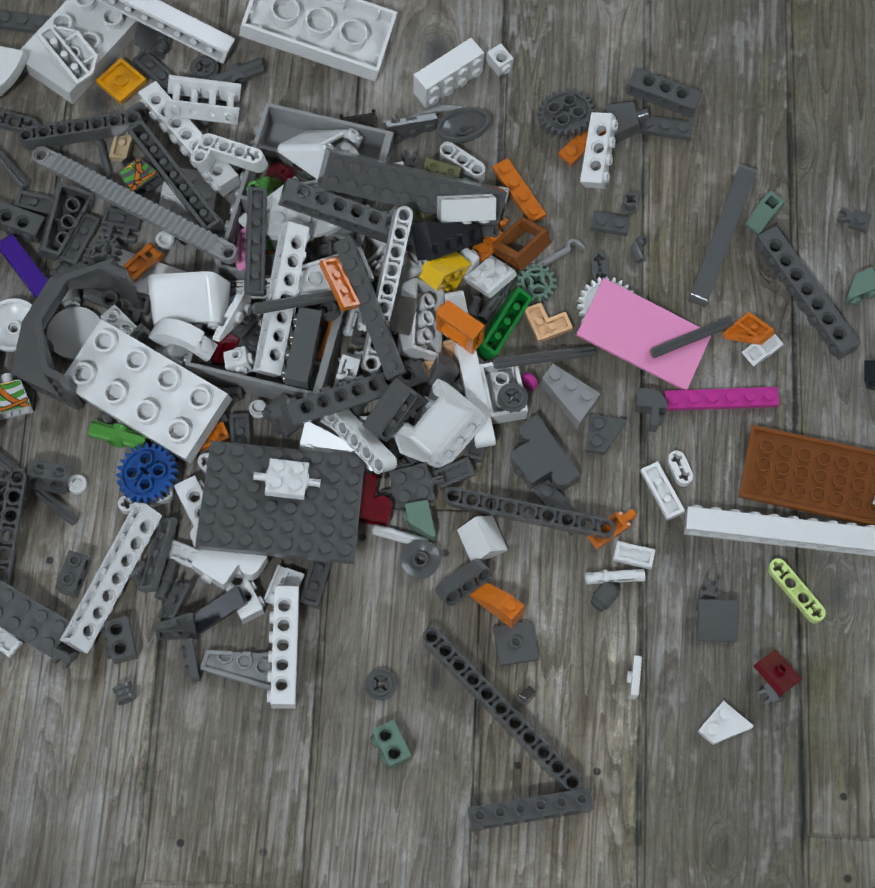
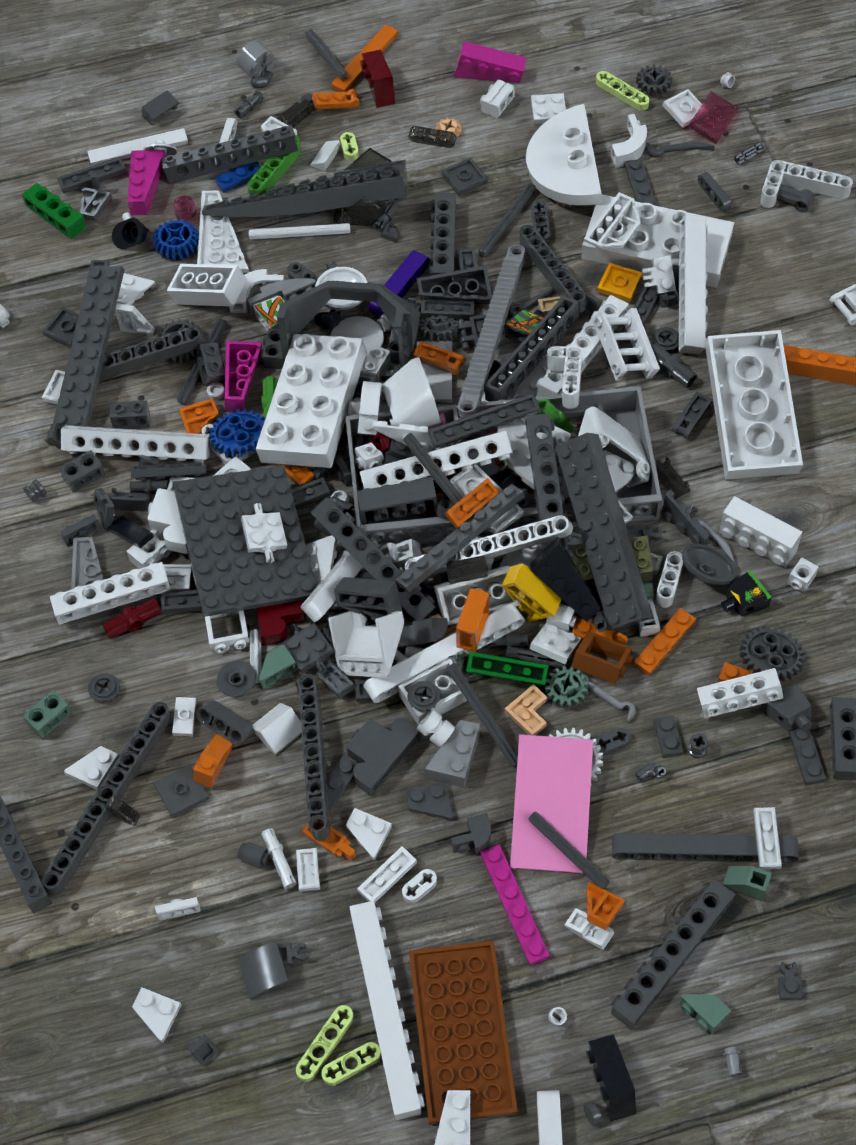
camera: 75 degrees right, 10 degrees down
(57, 407) = (272, 350): none -> dark grey brick
(63, 448) = (240, 369): none -> dark pink wedge
(103, 509) = (198, 415): none -> orange wing
(139, 40) = (661, 274): none -> white hinge
(297, 79) = (692, 414): none -> dark grey plate
(315, 637) = (131, 618): none -> dark red piece
(364, 568) = (222, 644): none -> white window
(439, 619) = (184, 716): none -> white plate
(462, 717) = (93, 767): none -> white wing
(466, 208) = (603, 584): white brick -> none
(501, 110) = (746, 595): none -> black torso
(529, 381) = (457, 715): dark pink tile -> none
(544, 400) = (436, 728): none -> white wheel
(613, 493) = (368, 831): none -> white wing
(736, 182) = (767, 838): none -> white tile
(777, 672) = (223, 1045): dark red plate -> none
(816, 582) = (342, 1060): none -> yellowish green beam
(831, 395) = (560, 1013): none -> white hinge

